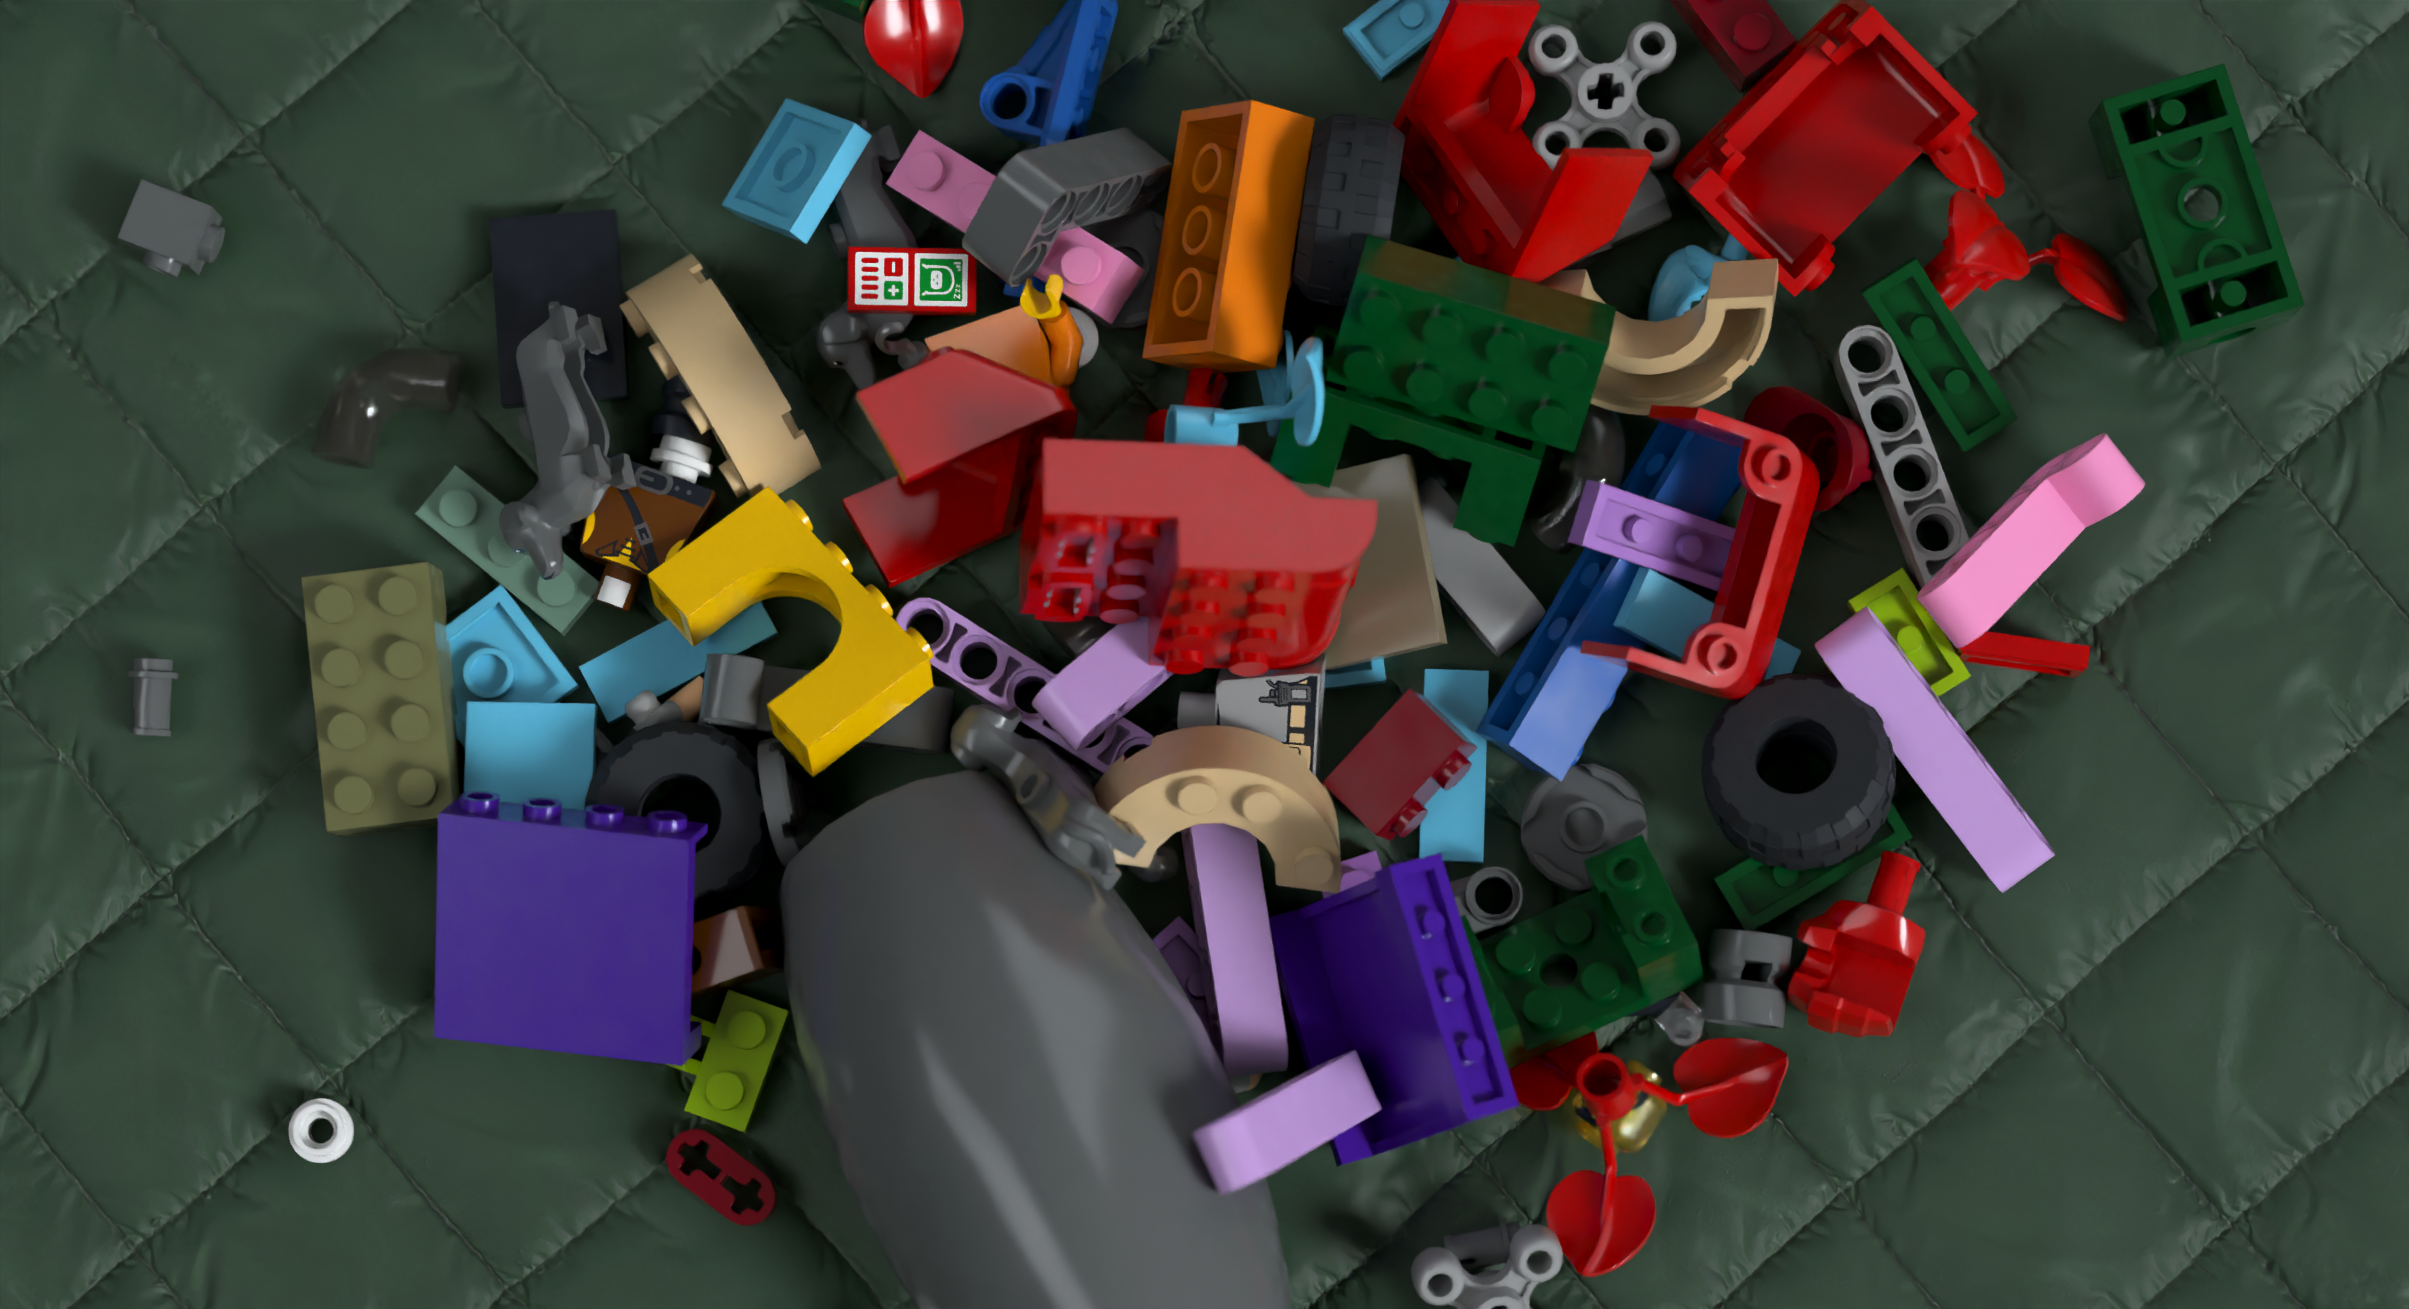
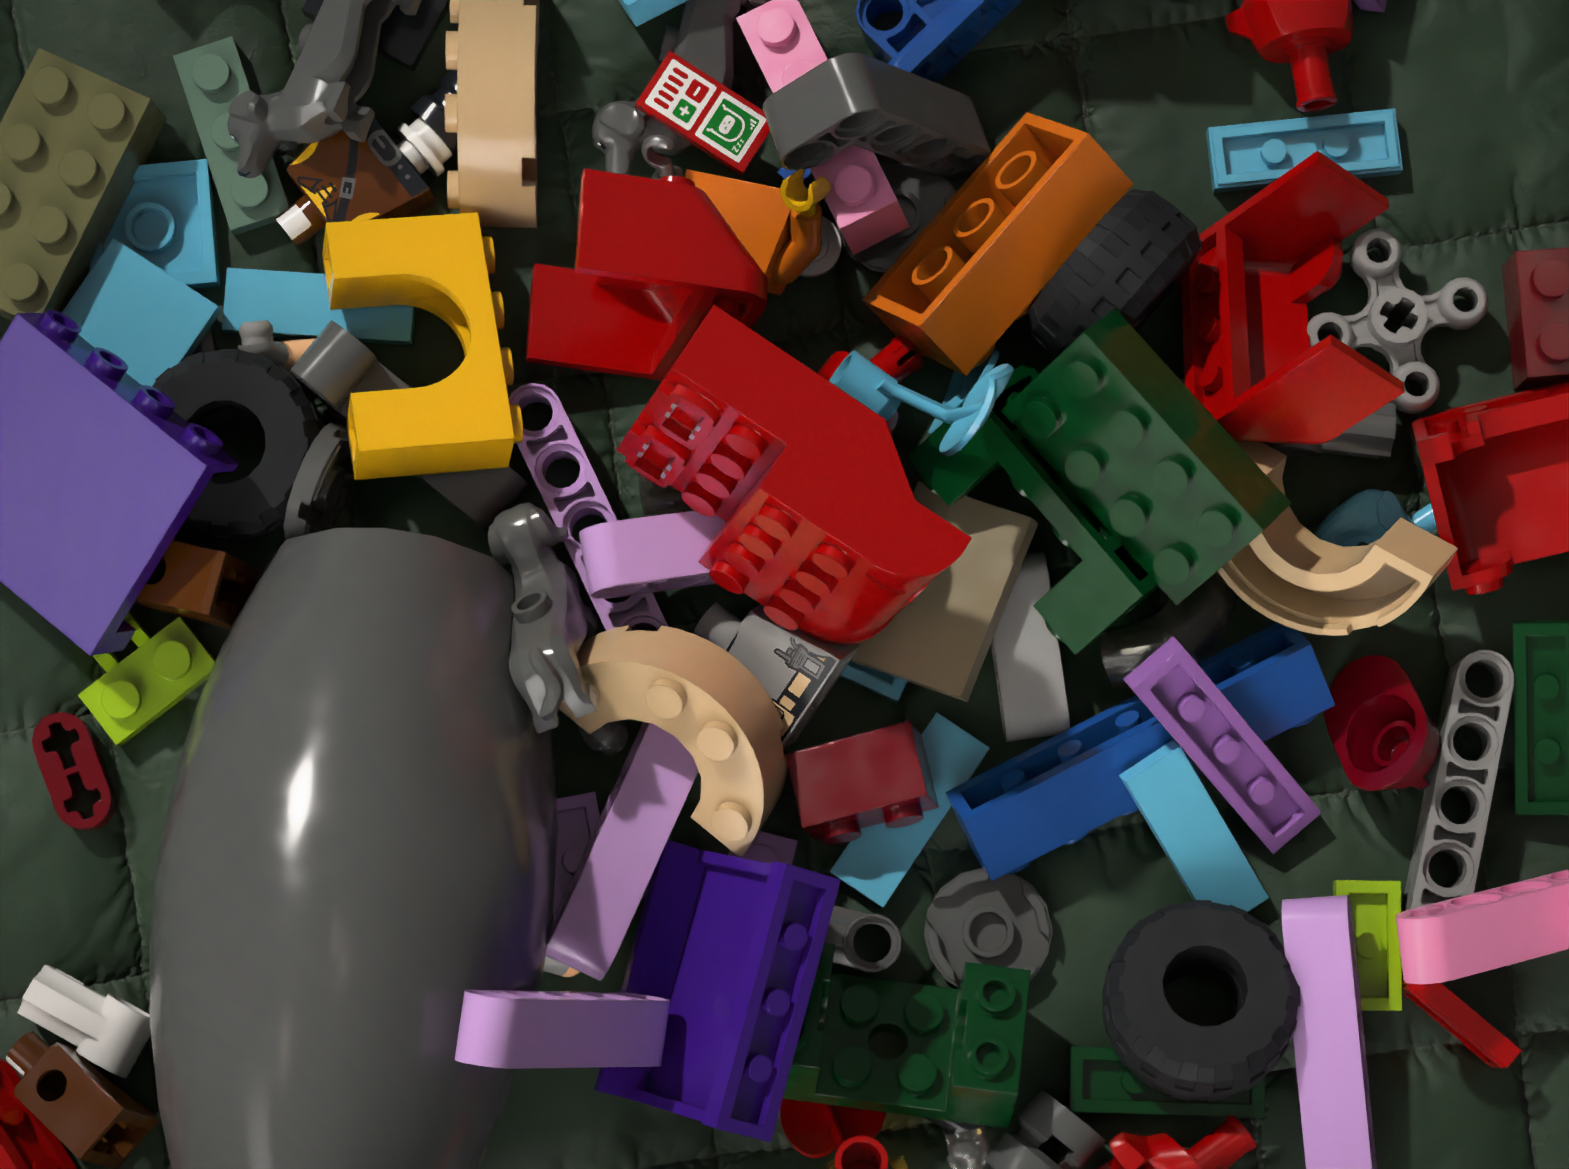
camera: 30 degrees right, 0 degrees up
(1736, 645) = (1215, 858): red windscreen -> none

